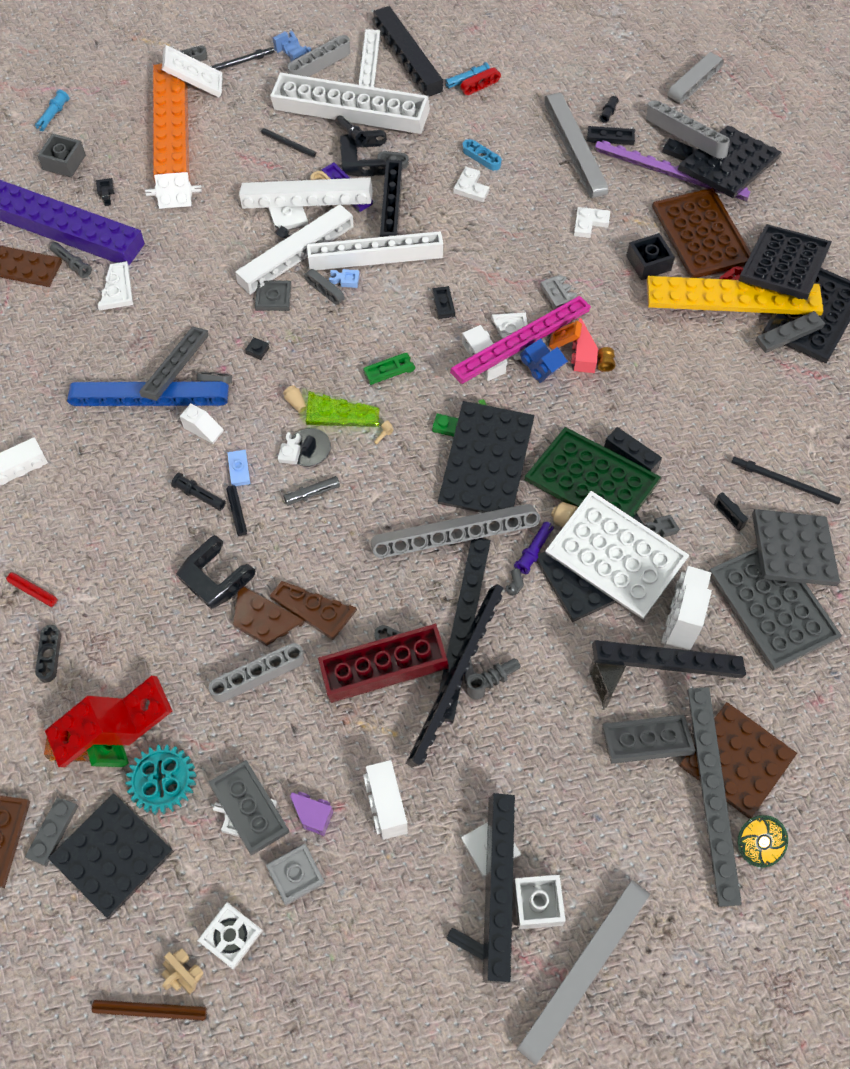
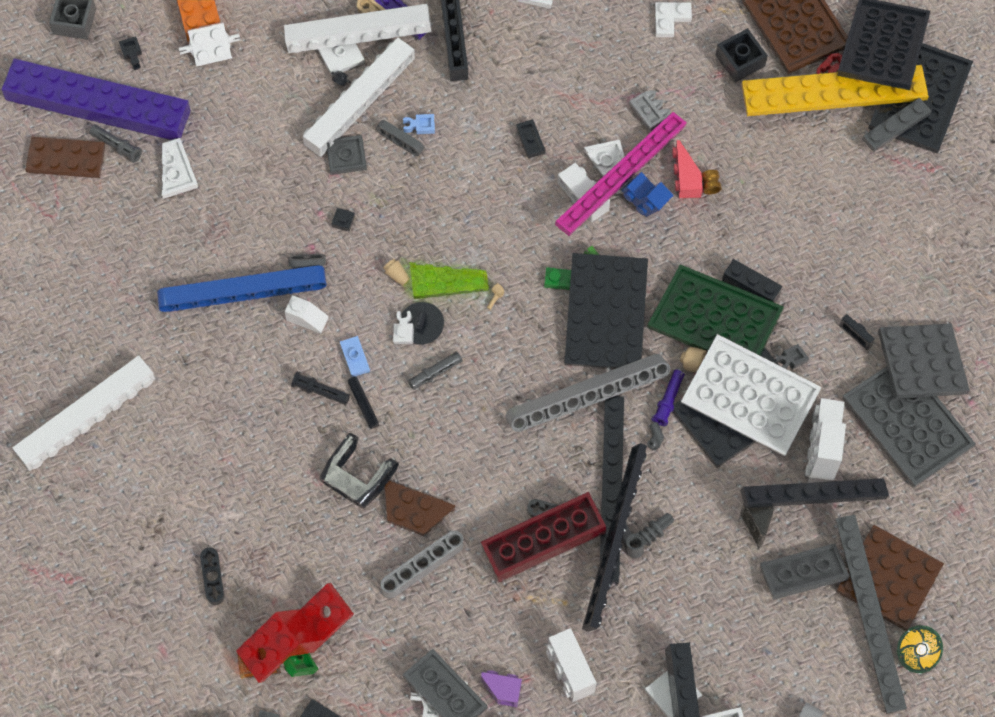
camera: 10 degrees left, 5 degrees up
(31, 589) = (177, 514): red axle -> none
(143, 782) = (336, 684): teal gear -> none
(174, 363) = (263, 251): dark grey plate -> none
(319, 612) = (466, 494): reddish brown wing -> none
(375, 251) = (446, 89): white brick -> none
(388, 368) = (487, 224): green plate -> none
(565, 335) = (665, 161): orange plate -> none
(750, 466) = (872, 280): black bar -> none

